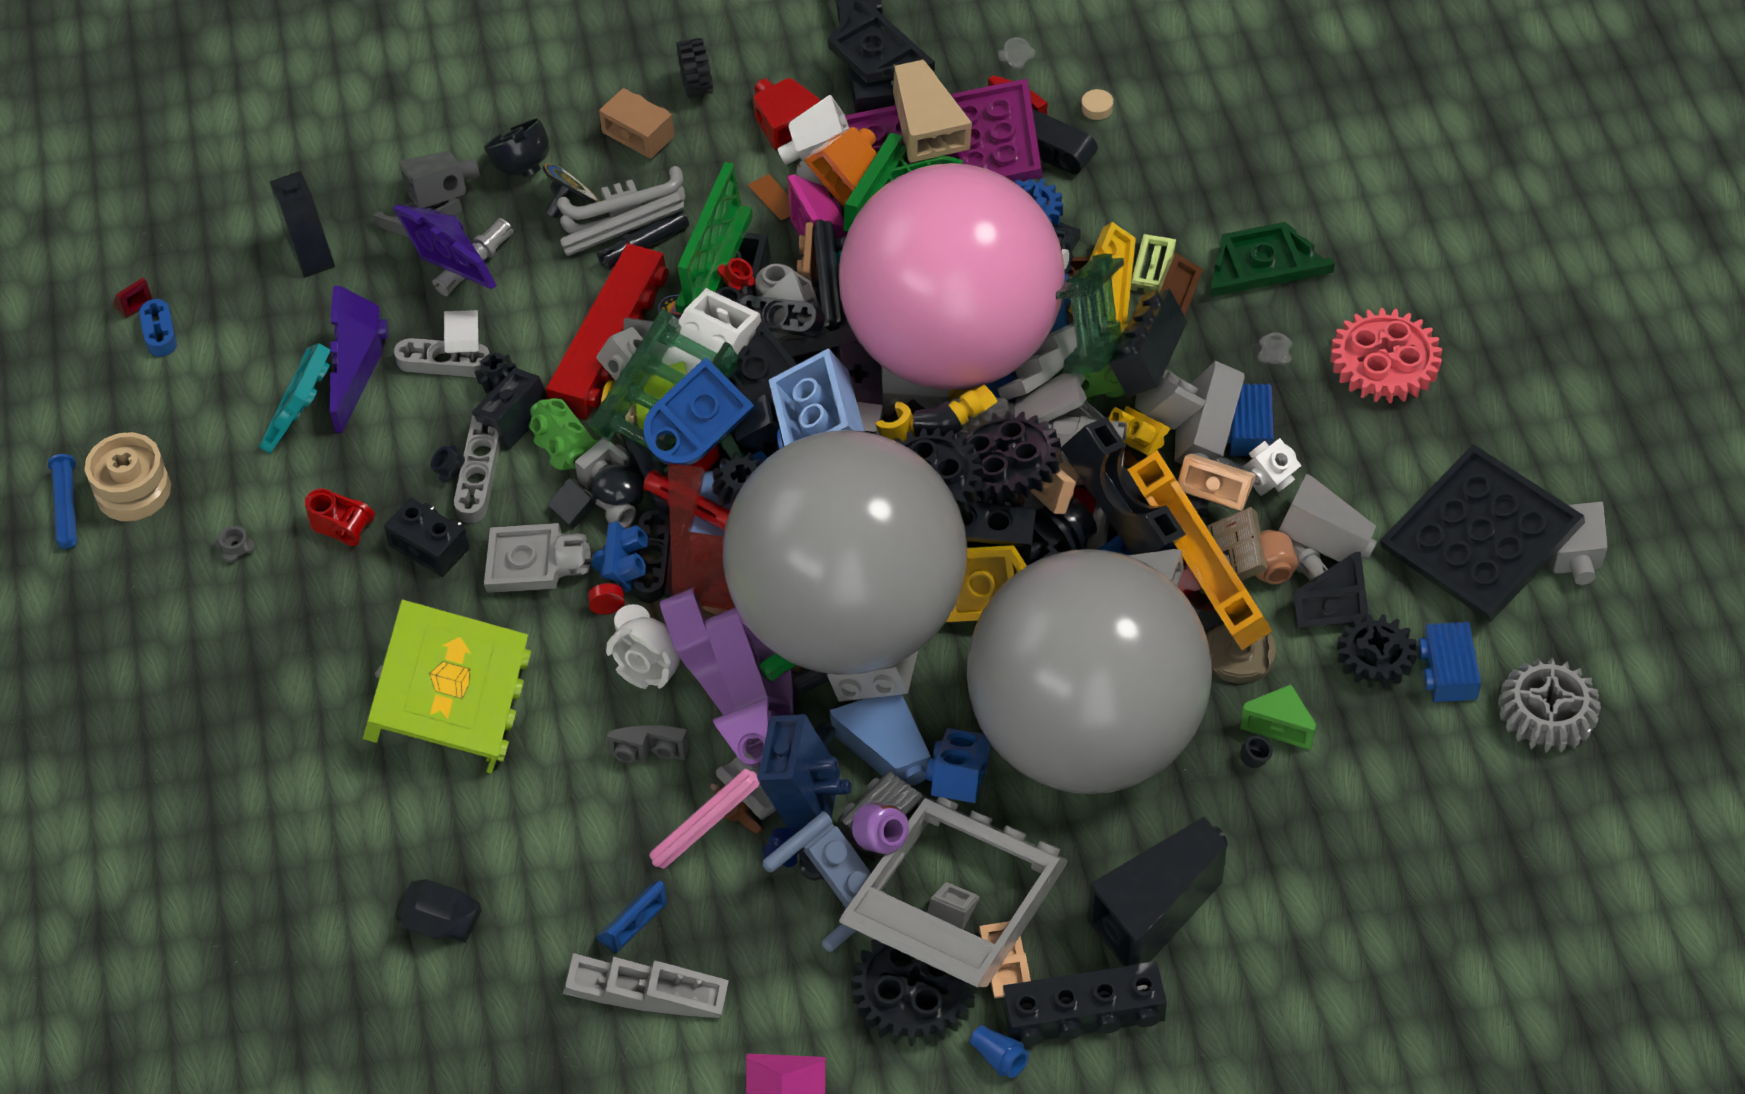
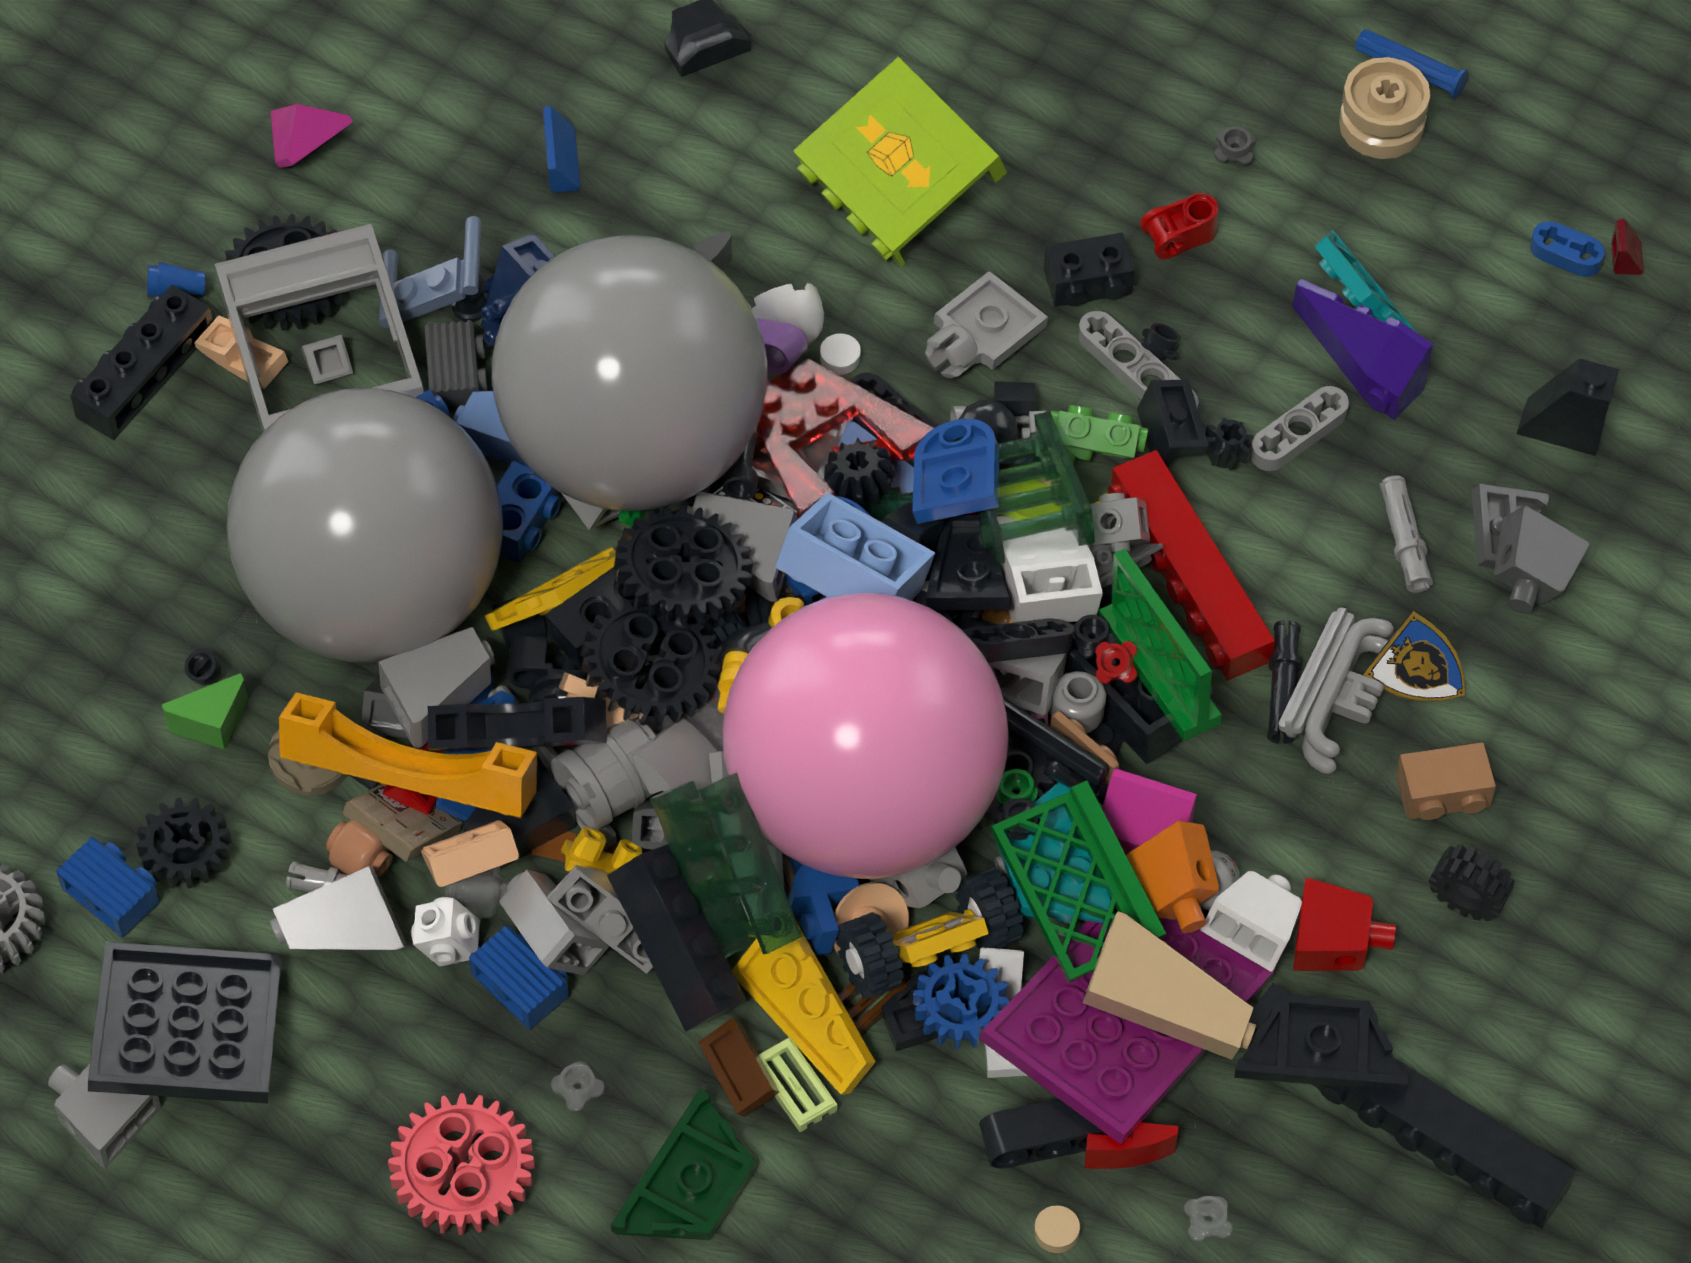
camera: 130 degrees right, 5 degrees up
(443, 243) = (1424, 493): dark purple wedge -> none
(461, 331) = (1309, 451): white tile -> none
(519, 149) = (1509, 651): black cylinder -> none
(606, 599) = (880, 345): red tile -> none
(618, 556) = (912, 379): blue hips -> none
(646, 988) = (495, 113): light grey slope -> none
(704, 818) = (566, 218): bright pink axle -> none
(772, 196) = (1243, 845): dark orange sticker -> none
(880, 827) = (419, 314): medium lavender head -> none
(952, 688) = (522, 513): none -> blue brick
(1157, 892) = (162, 462): black slope -> none
(1332, 596) = (268, 856): black wing -> none

